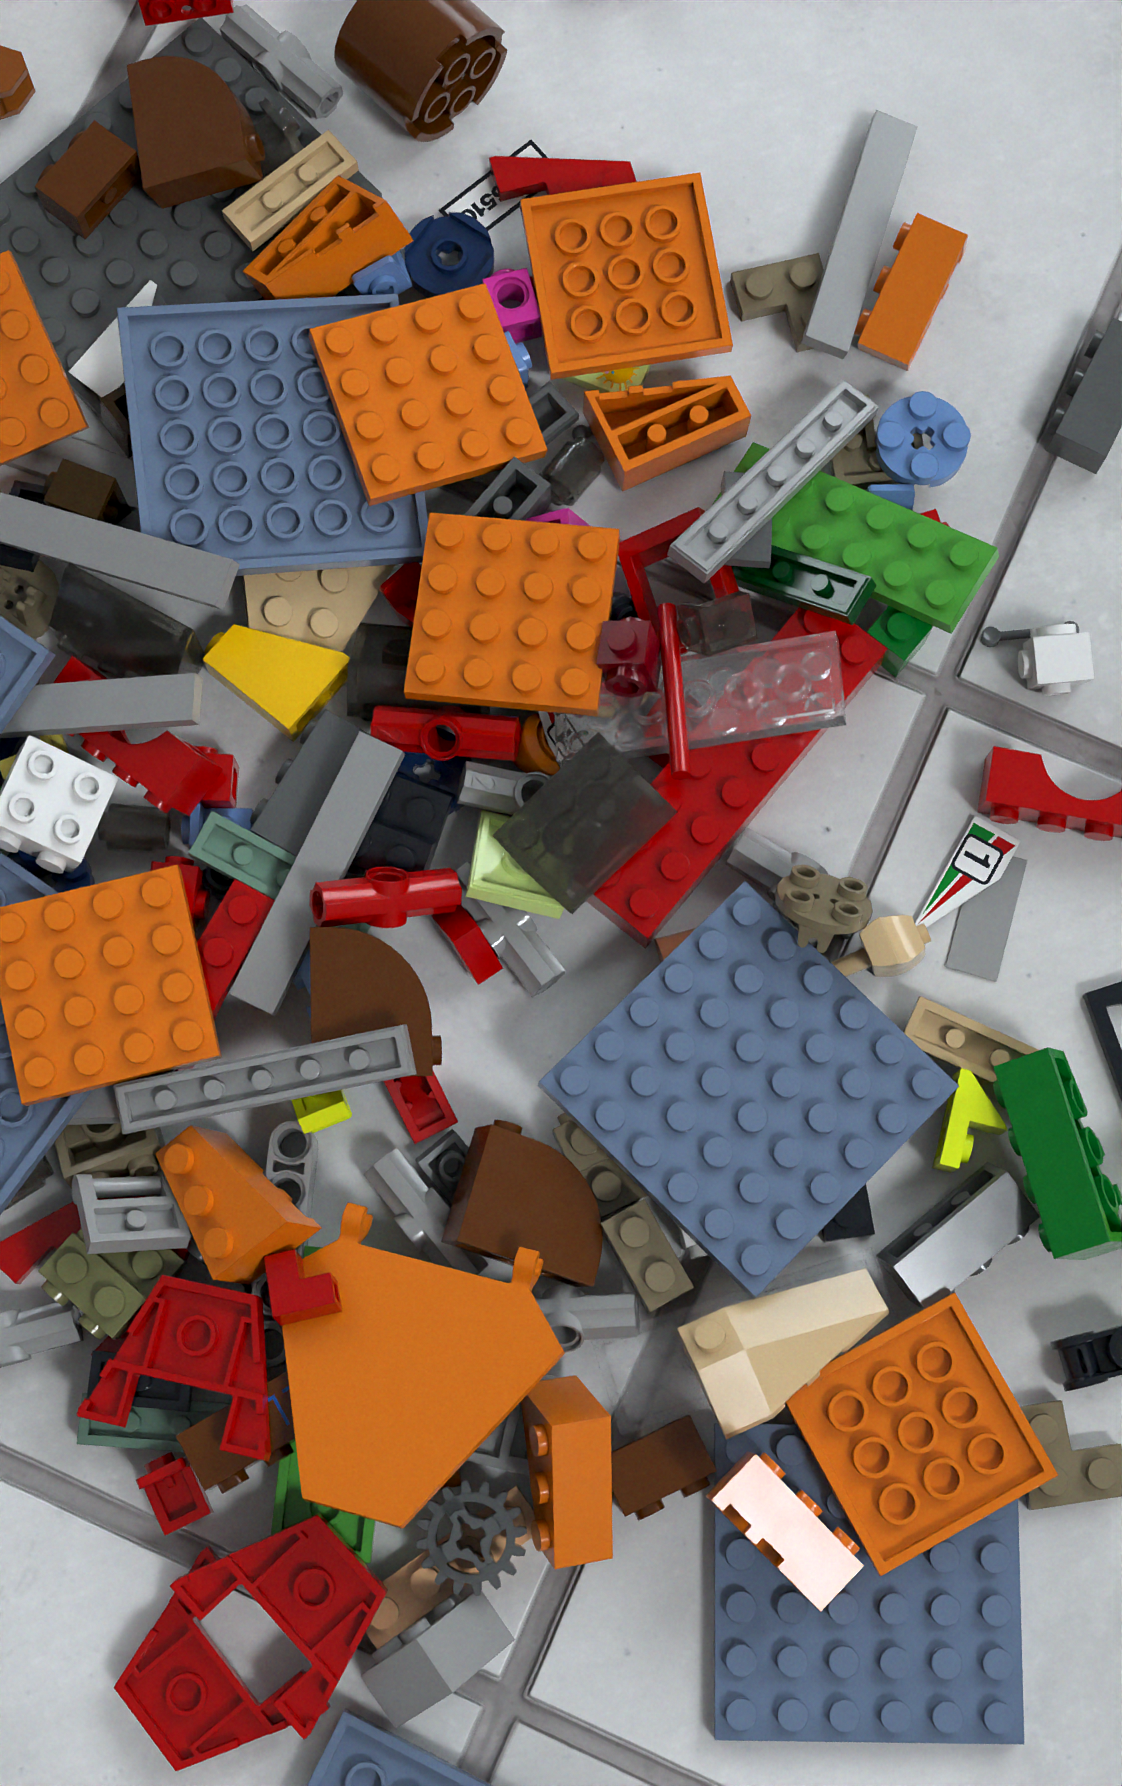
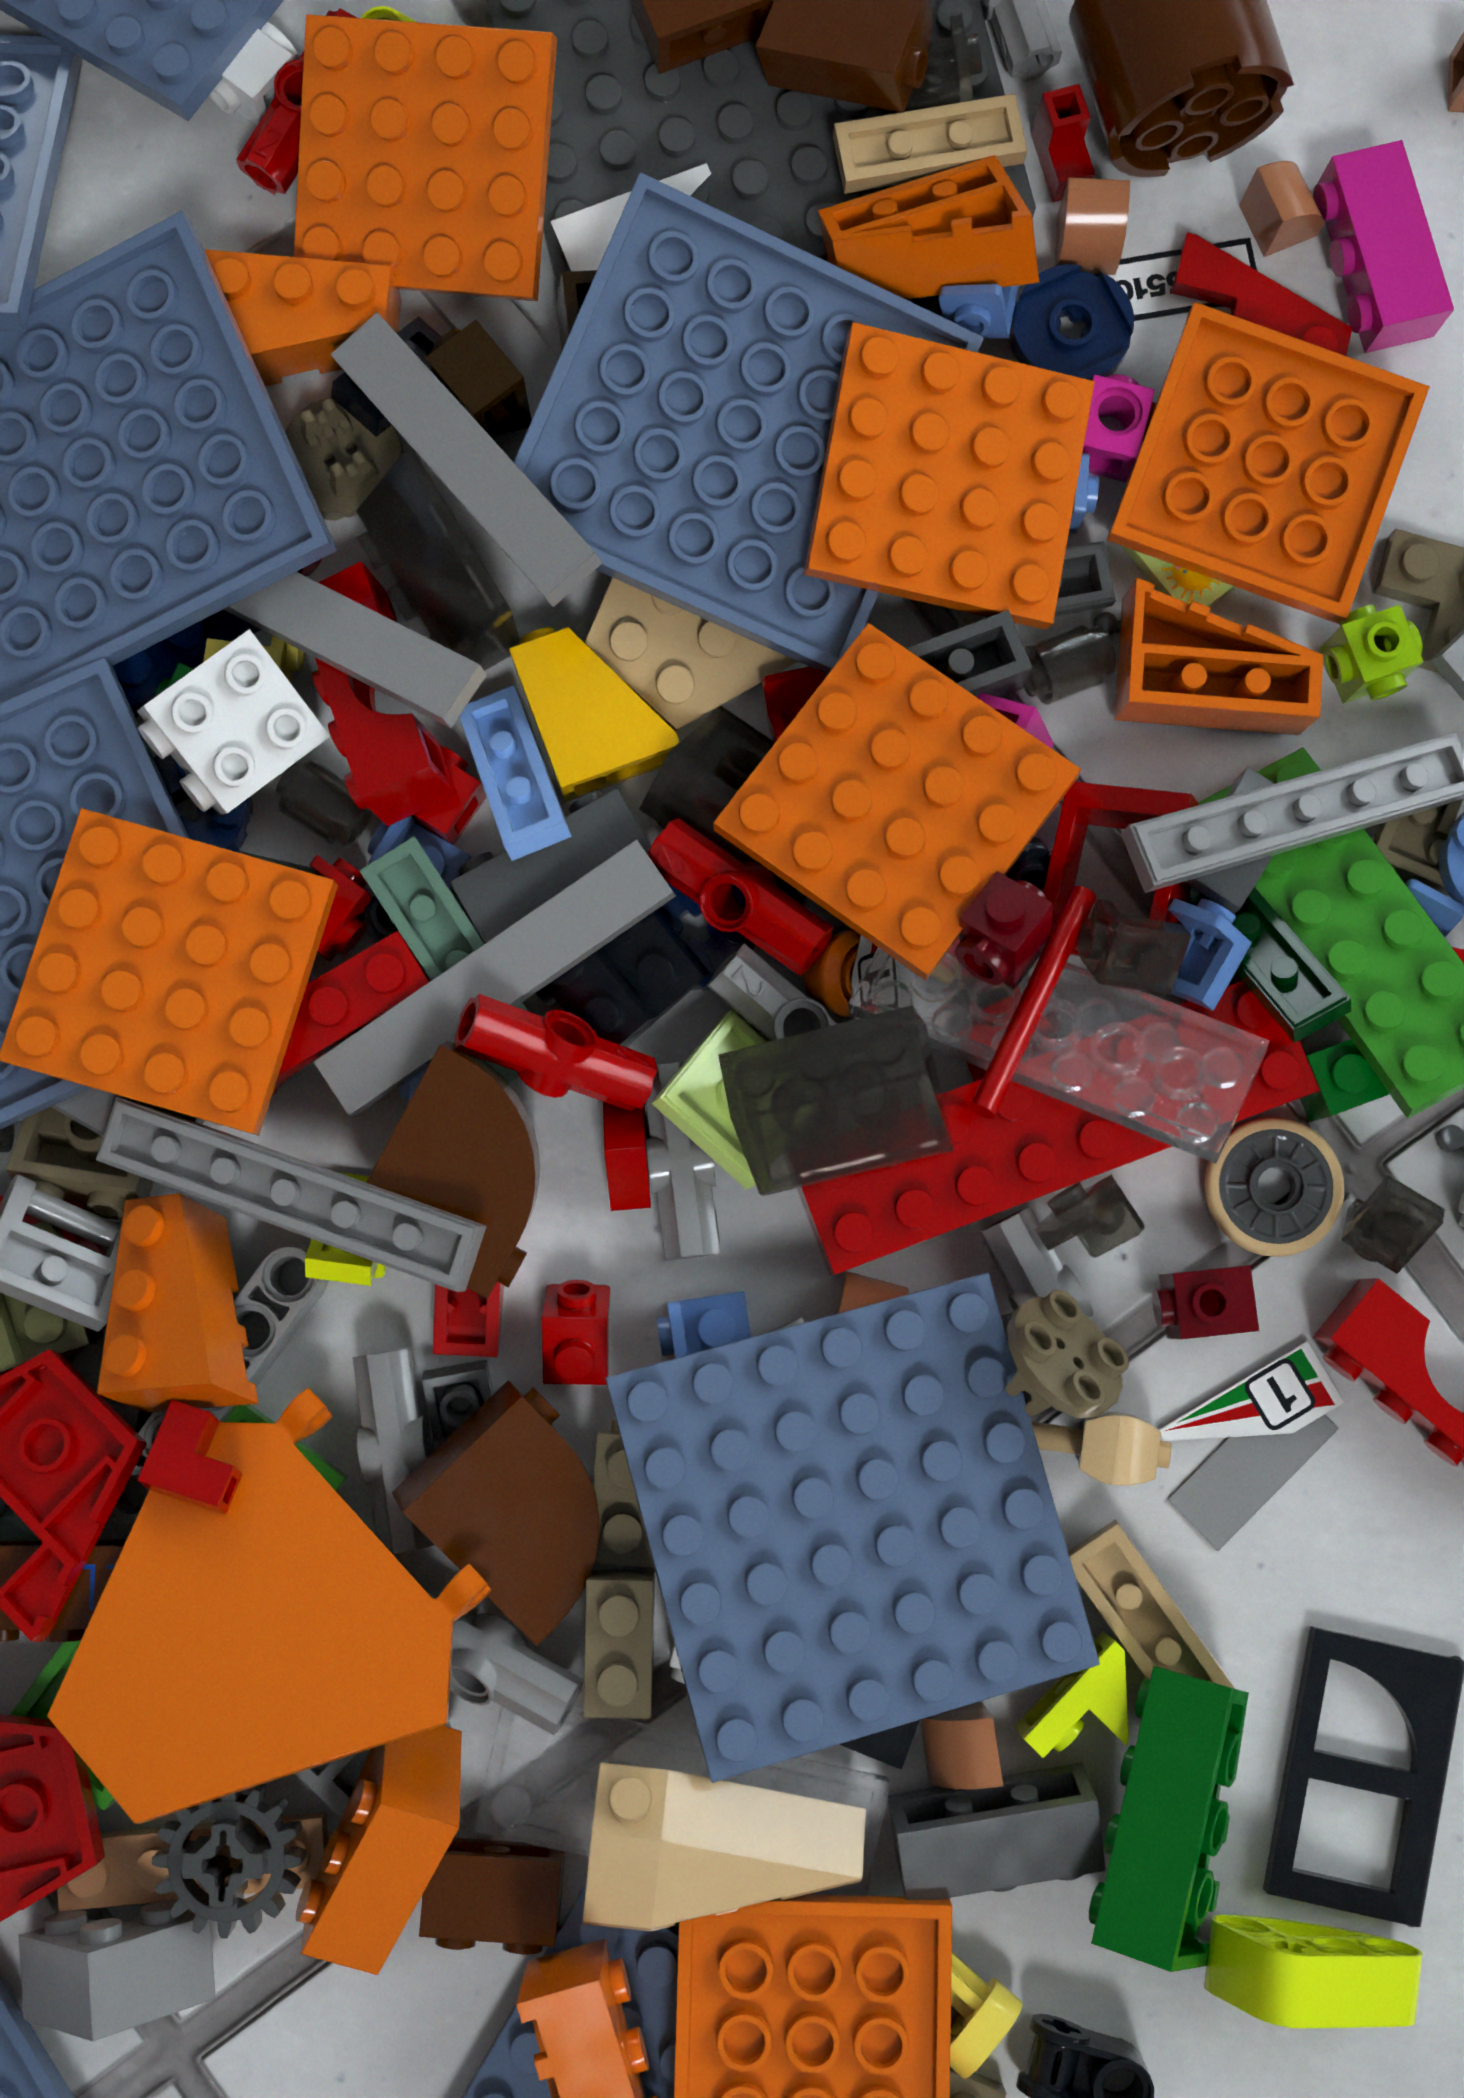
camera: 25 degrees right, 5 degrees up
(253, 737) = (513, 773): none -> light blue plate
(374, 145) = (1060, 138): none -> red piece
(425, 185) = (1092, 224): none -> nougat brick
(501, 1077) = (575, 1333): none -> red bracket
(540, 110) = (1280, 208): none -> nougat brick
(578, 1021) = (703, 1324): none -> medium blue bracket
(619, 101) = (1382, 247): none -> dark pink brick
(762, 359) = (1372, 653): none -> lime brick
(768, 598) = (1212, 952): none -> medium blue bracket
(794, 810) = (1096, 1215): none -> clear smoke bracket
(895, 824) = (1206, 1302): none -> dark red brick
(896, 758) = (1313, 1177): none -> dark grey wheel
(904, 1196) = (962, 1748): none -> nougat brick
(982, 708) = (1391, 1224): none -> clear smoke bracket
(1018, 1358) = (983, 2018): none -> light yellow piece

